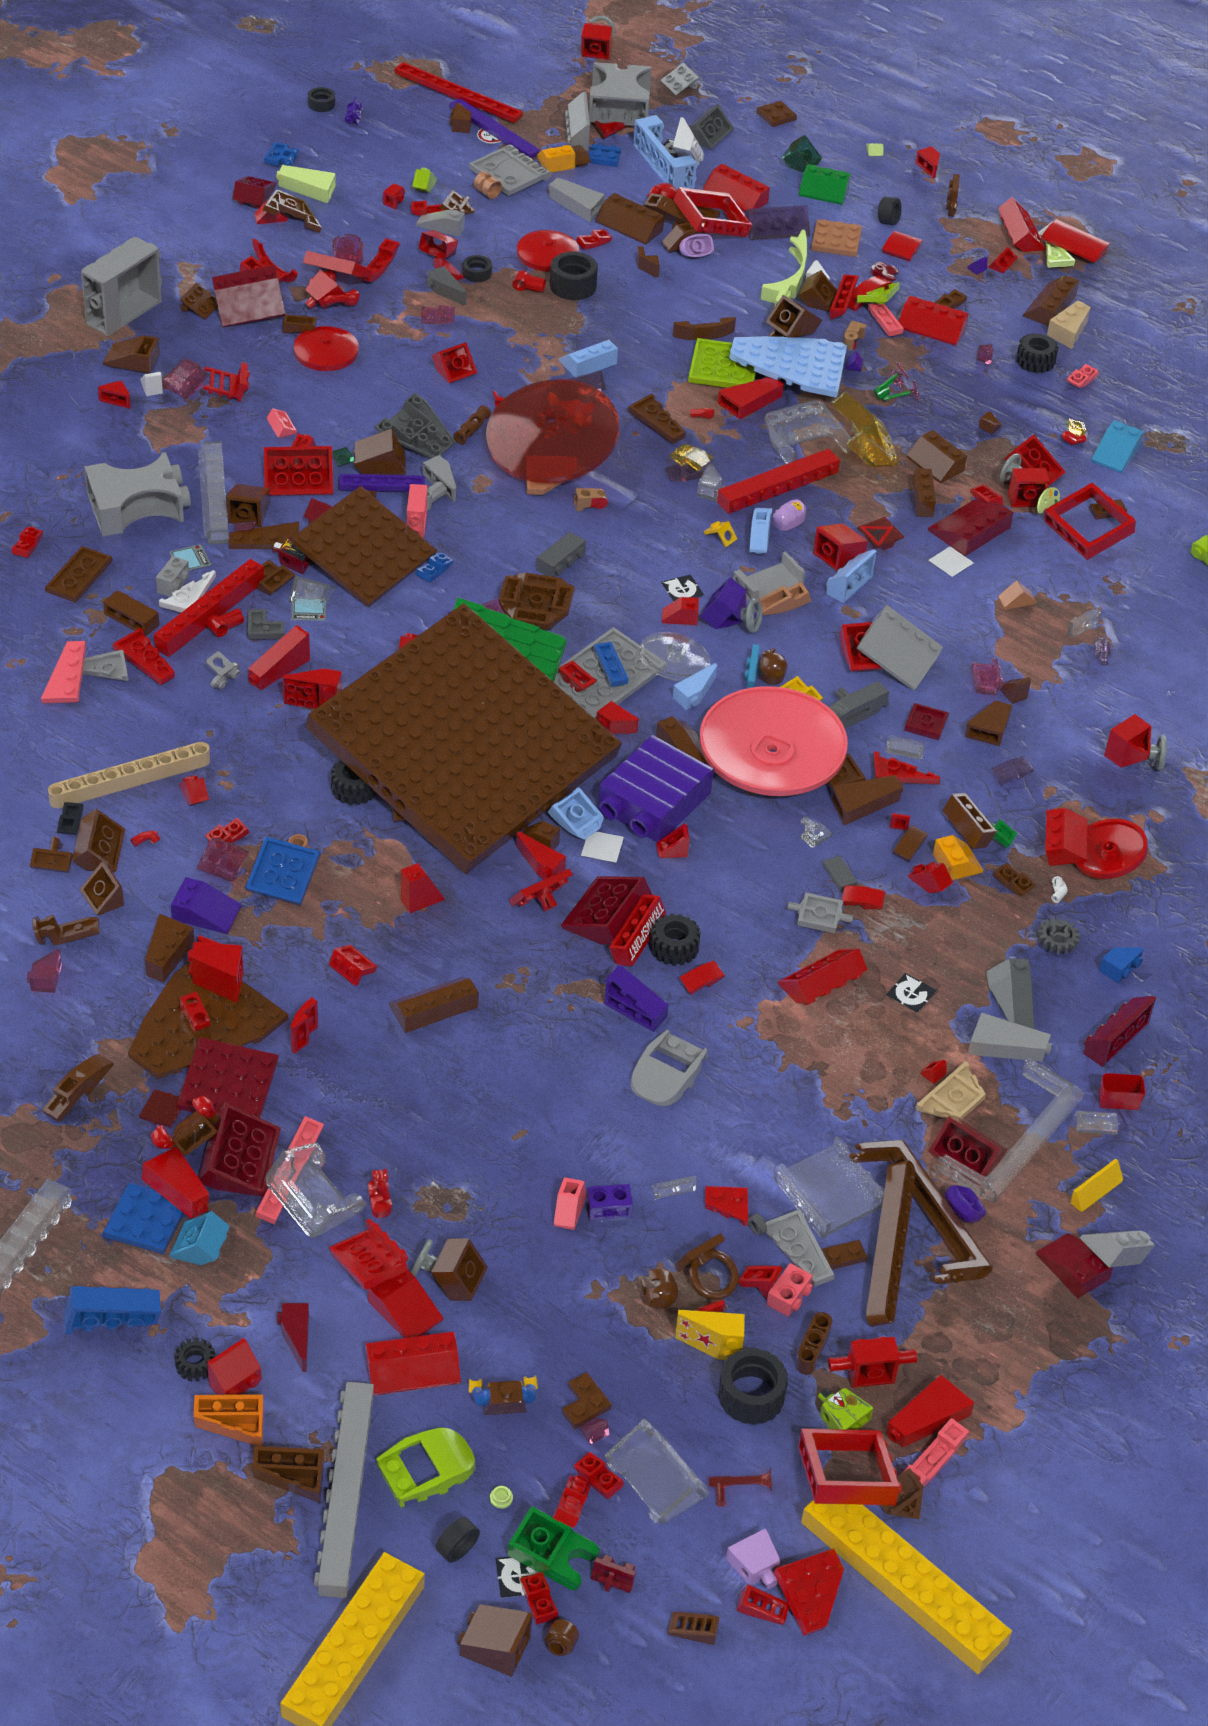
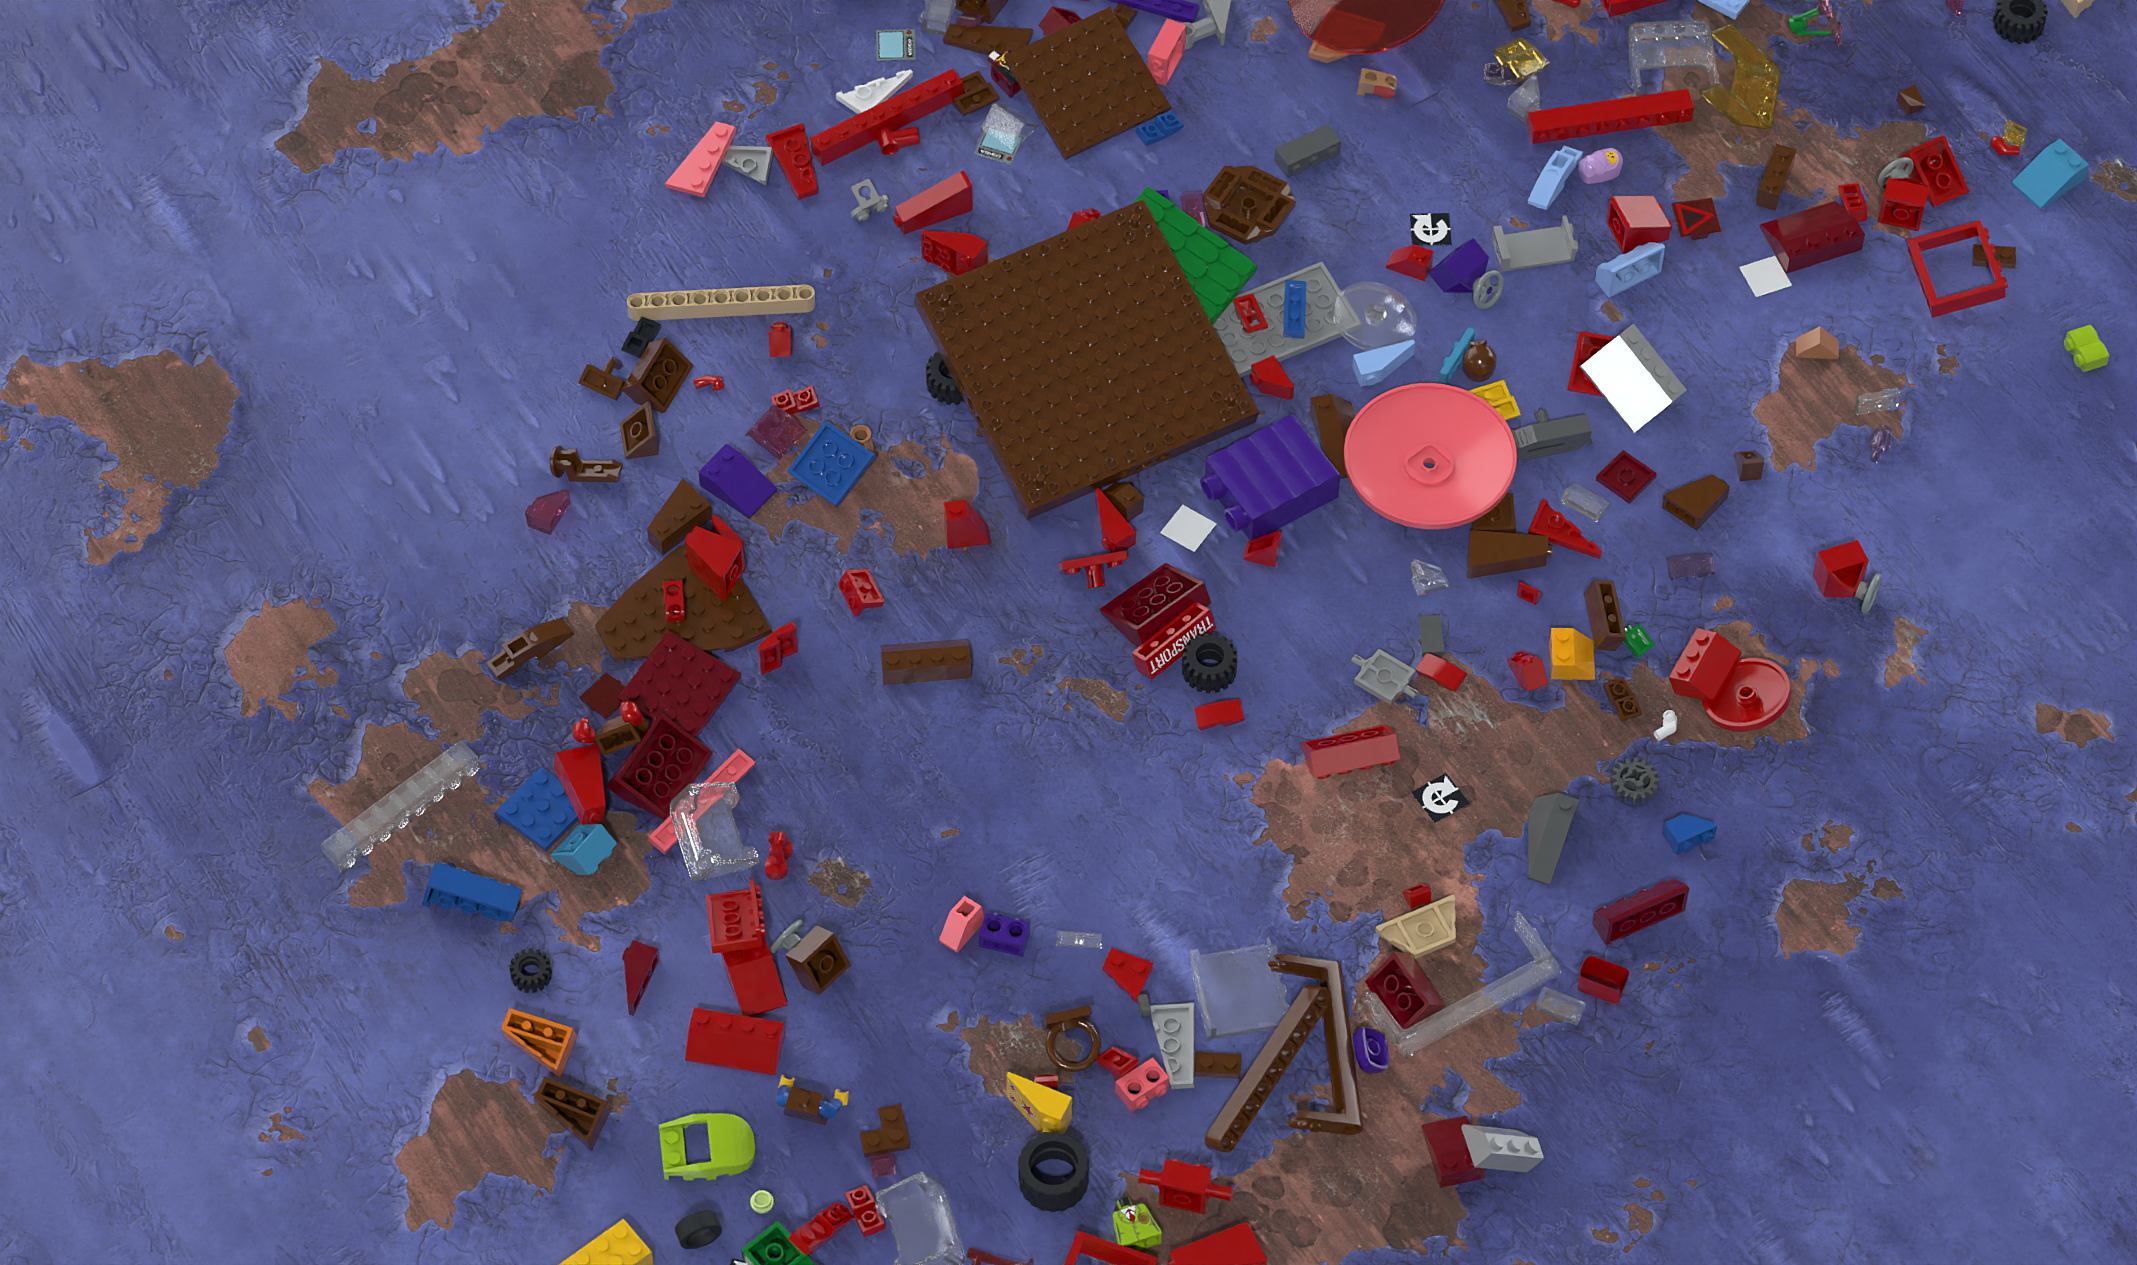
camera: 25 degrees right, 10 degrees up
(78, 574) = (766, 34): reddish brown tile -> none
(131, 612) = (801, 101): reddish brown brick -> none
(172, 576) = (863, 66): light grey brick -> none
(234, 1370) = (559, 995): red slope -> none
(260, 628) = (933, 156): dark grey plate -> none
(345, 1491) = (618, 1145): light grey brick -> none
(577, 814) = (1174, 485): light blue slope -> none
(634, 999) = (1132, 719): dark purple wedge -> none
(660, 1082) = (1118, 819): light grey slope -> none
(664, 1294) = (1014, 1047): reddish brown helmet -> none
(721, 528) = (1507, 163): yellow bracket -> none
(785, 599) = (1536, 276): nougat slope -> none
(808, 1349) = (1137, 1157): reddish brown beam -> none
(910, 843) = (1526, 622): reddish brown slope -> none
(938, 454) = (1818, 132): reddish brown slope -> none
(987, 677) = (1722, 441): clear pink bracket -> none
(1008, 1040) = (1512, 884): light grey slope -> none
(1048, 498) = (1920, 225): yellowish green piece -> none
(1083, 376) = (2063, 64): coral slope -> none
(1097, 1186) = (1523, 1075): yellow slope -> none

